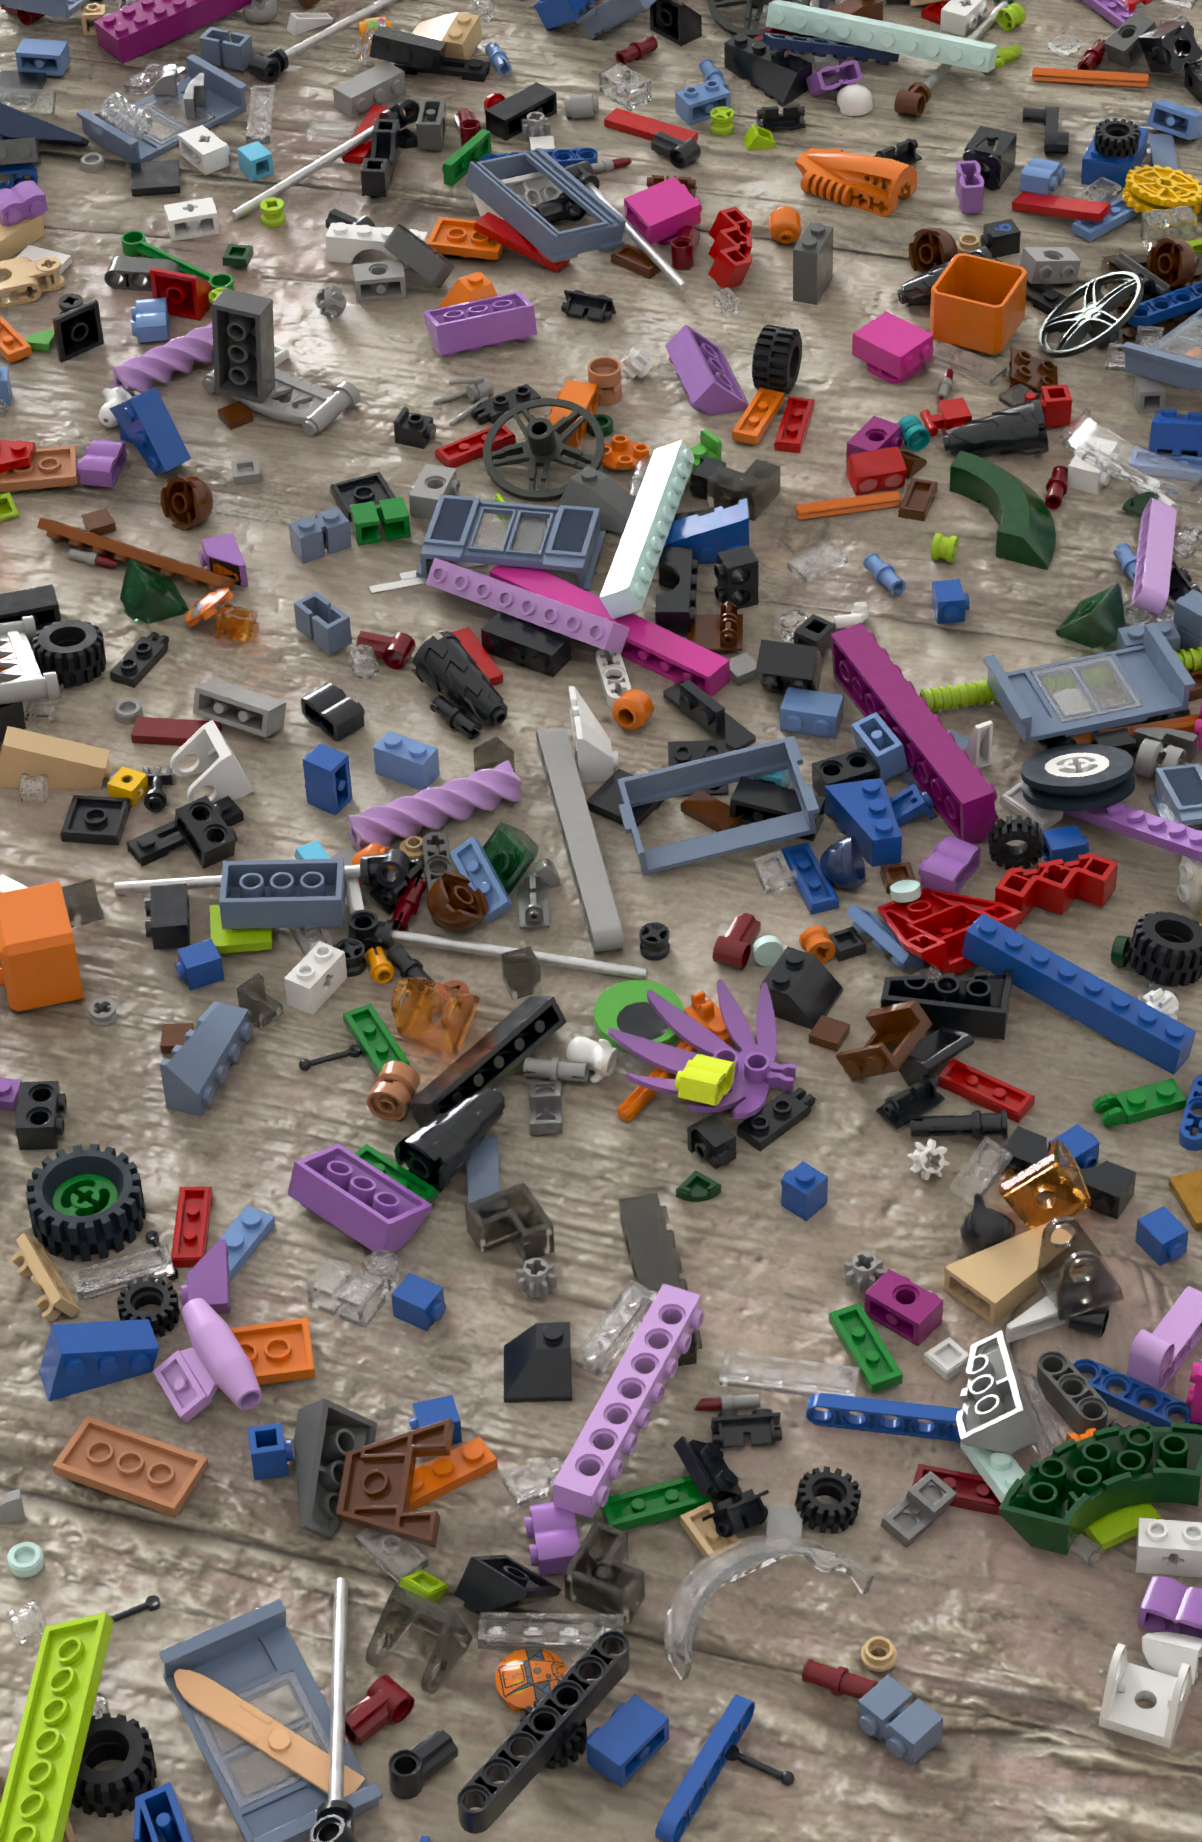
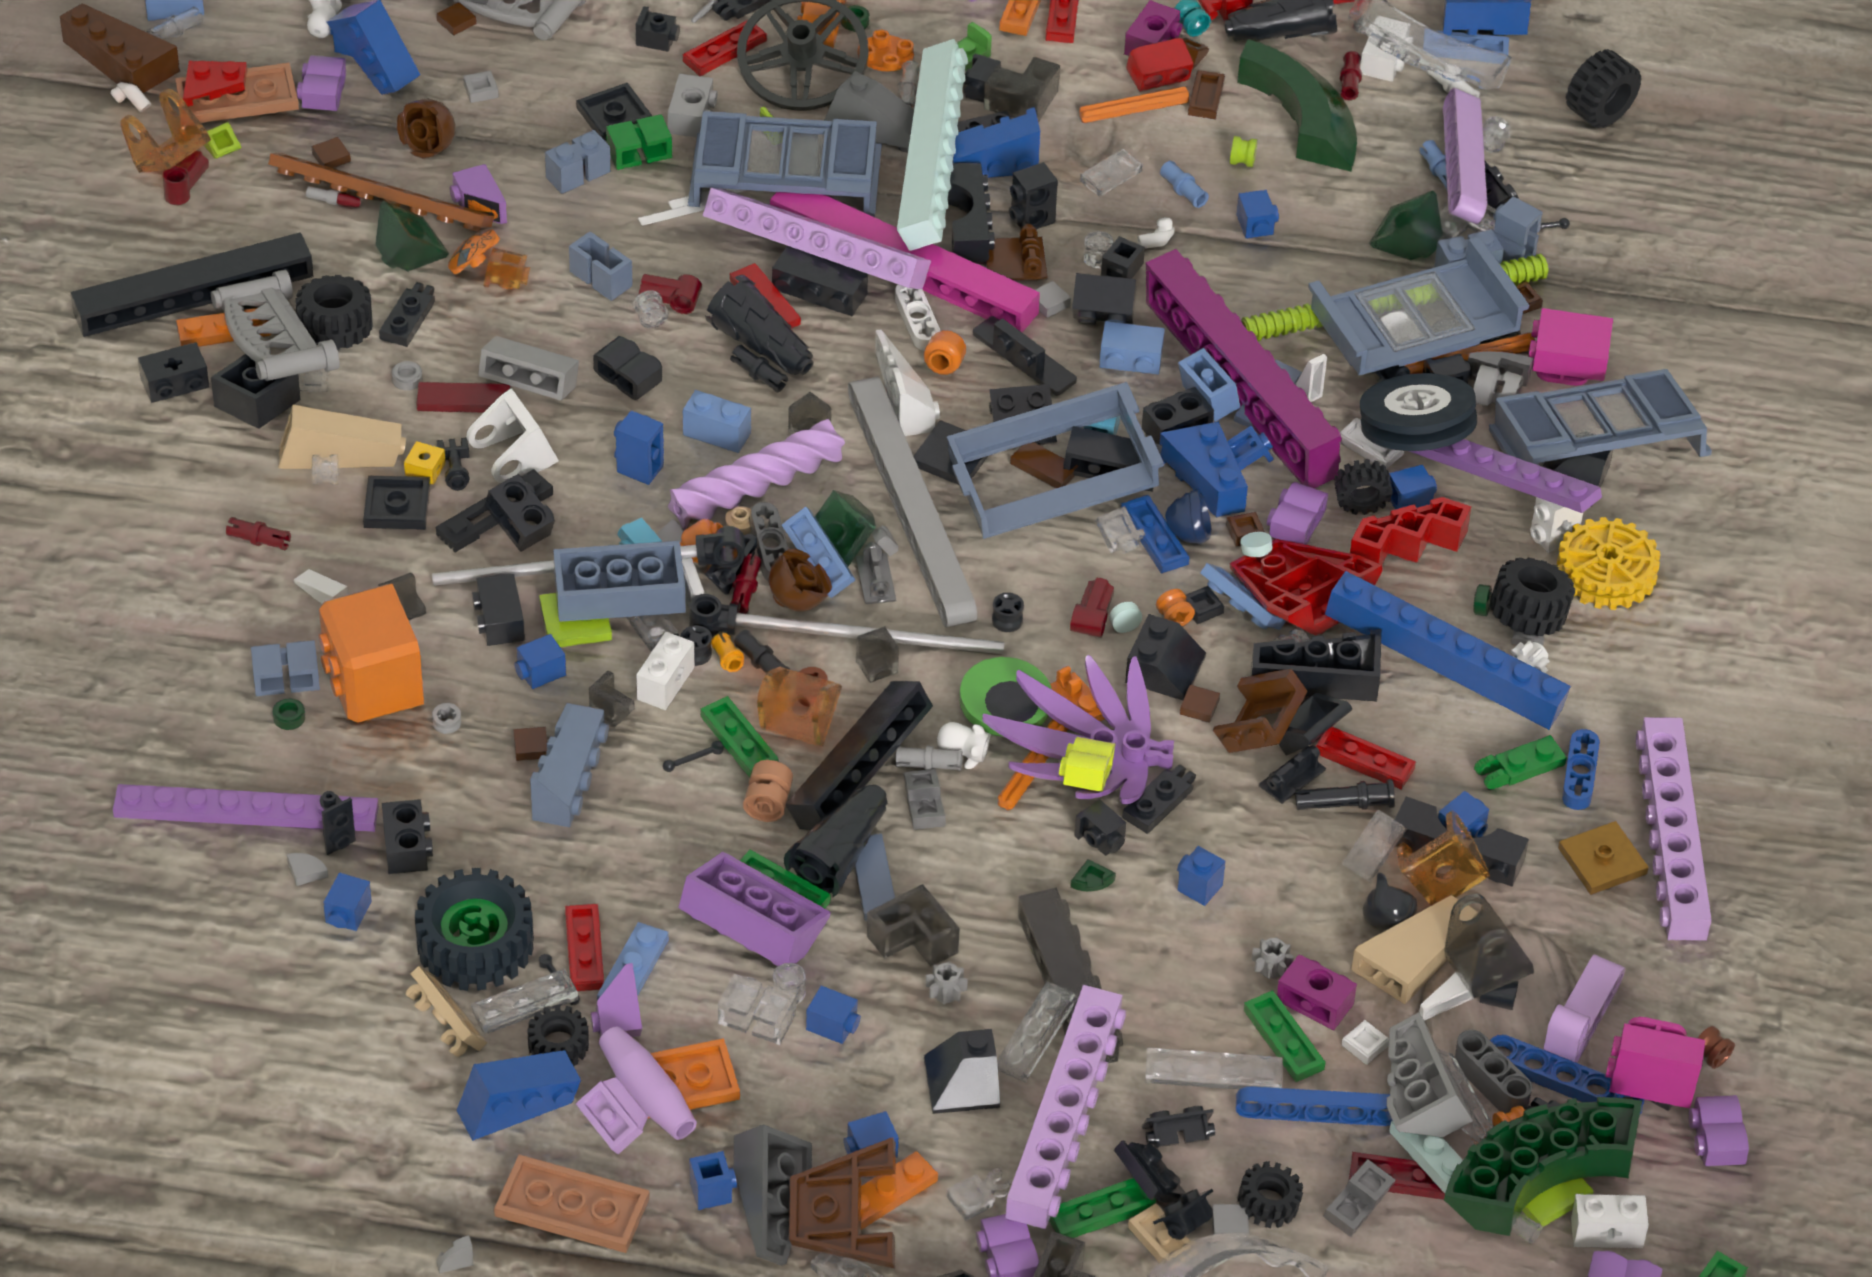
camera: 10 degrees left, 5 degrees up
(729, 1403) = (1157, 1100): light grey piece -> none
(937, 1160) = (1328, 835): white gear -> none
(1137, 504) = (1438, 92): dark green tile -> none
(1162, 1236) = (1560, 903): blue brick -> none

